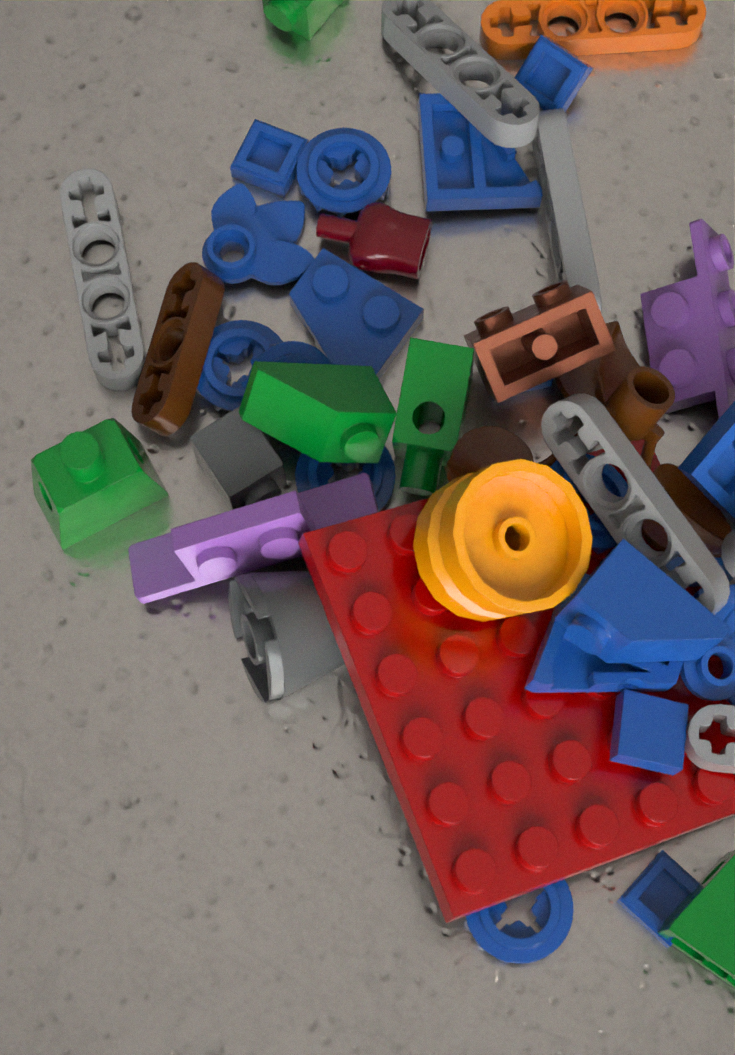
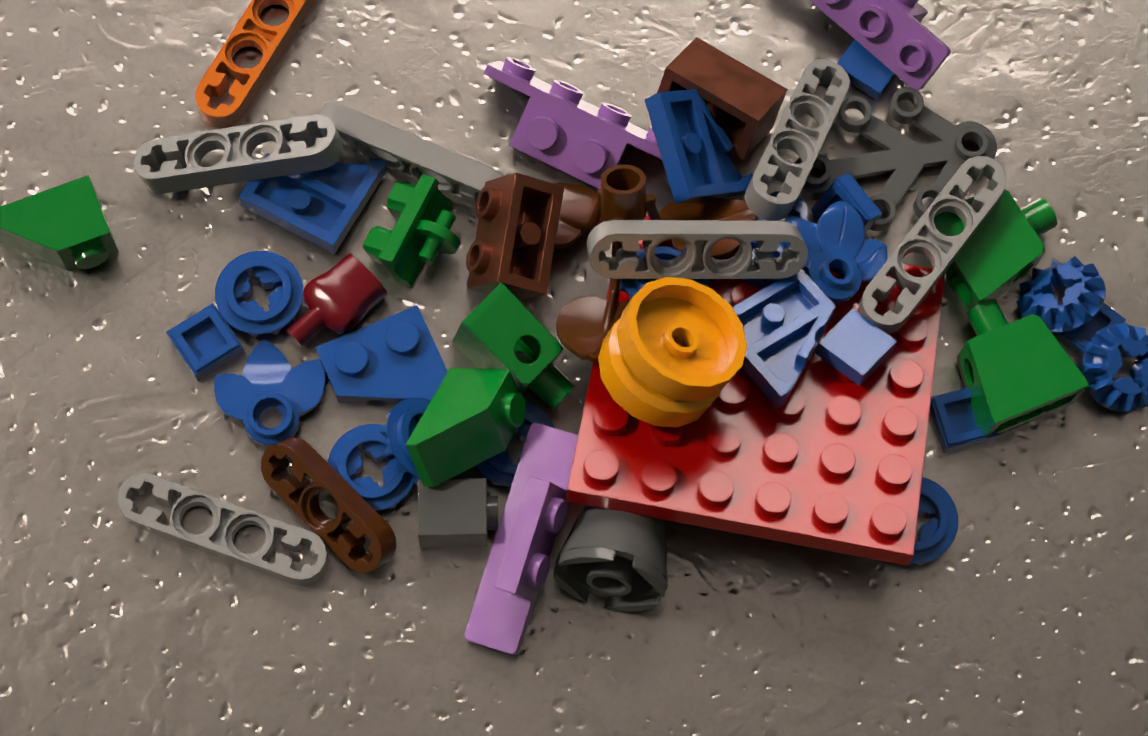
camera: 65 degrees left, 0 degrees up
(93, 481) = (402, 634): green torso -> none
(494, 261) = (419, 232): none -> green hips
(552, 74) = (288, 91): blue tile -> none
(638, 613) = (777, 294): blue slope -> none

